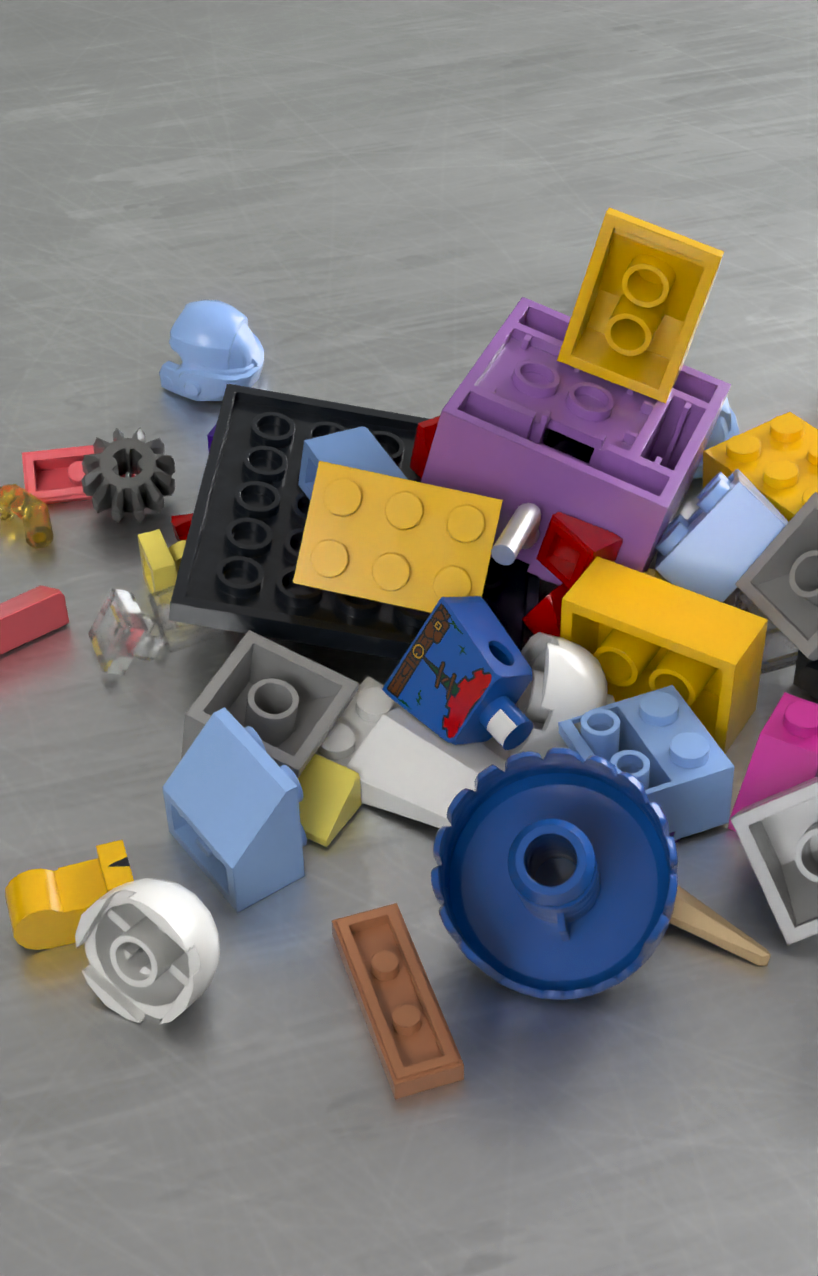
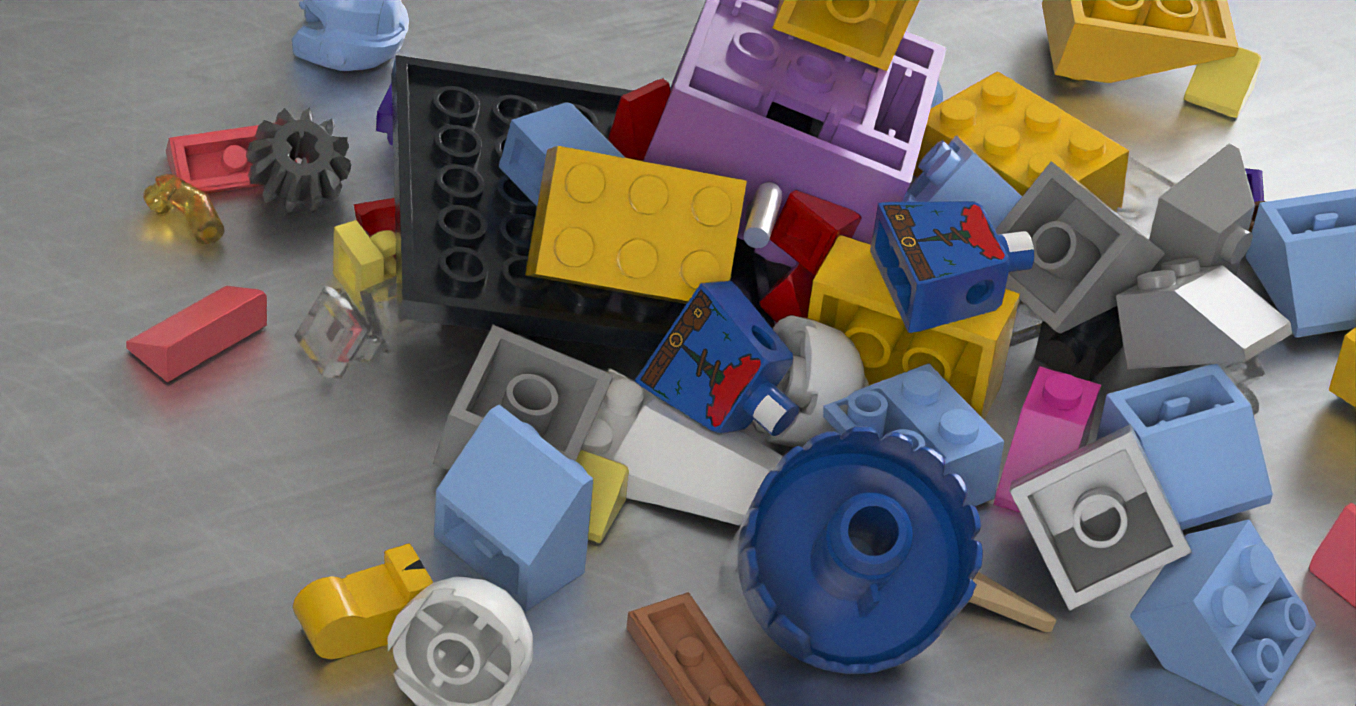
camera: 15 degrees left, 0 degrees up
(692, 584) = (944, 260): none -> blue torso

